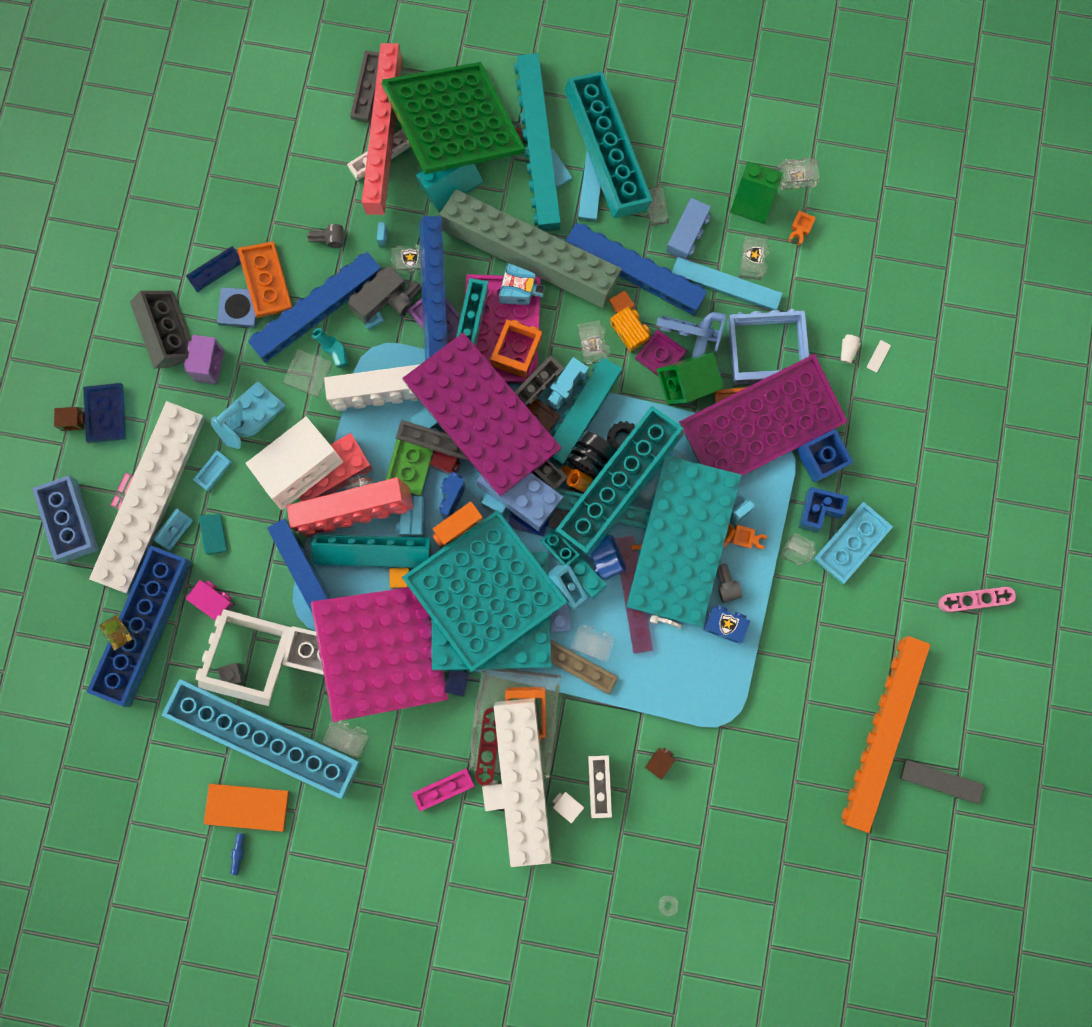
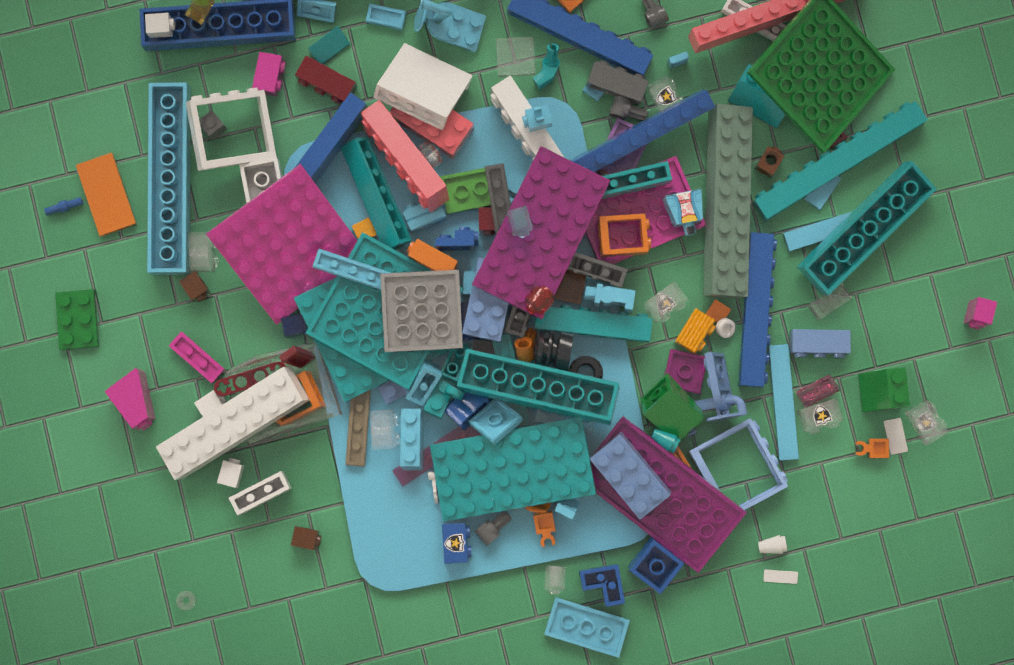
camera: 65 degrees right, 5 degrees up
(112, 678) = (159, 25): none -> white brick
(243, 551) = (324, 80): none -> dark red brick
(352, 890) = (77, 319): none -> green plate
(375, 369) = (537, 118): none -> medium azure brick
(376, 761) = (195, 287): none -> reddish brown brick
(446, 587) = (348, 269): none -> medium azure tile
(455, 869) = (133, 399): none -> dark pink slope
(463, 424) = (519, 221): none -> clear light blue brick
(489, 691) = (297, 357): none -> dark red tile
(501, 554) = (421, 310): none -> light grey plate
(513, 206) = (766, 169): none -> reddish brown brick
(544, 440) = (539, 300): none -> clear red head
(589, 561) = (454, 392): none -> teal tile
(614, 620) = (412, 439): none -> medium azure brick
(632, 536) = (495, 421): none -> medium azure tile
(638, 302) = (725, 328): none -> white tile
(718, 393) = (666, 440): none -> teal cone
(725, 86) = (980, 313): none -> dark pink brick
(730, 250) = (817, 390): none -> clear pink plate
(737, 437) = (630, 475): none -> medium blue brick
(794, 204) = (896, 436): none -> white sticker

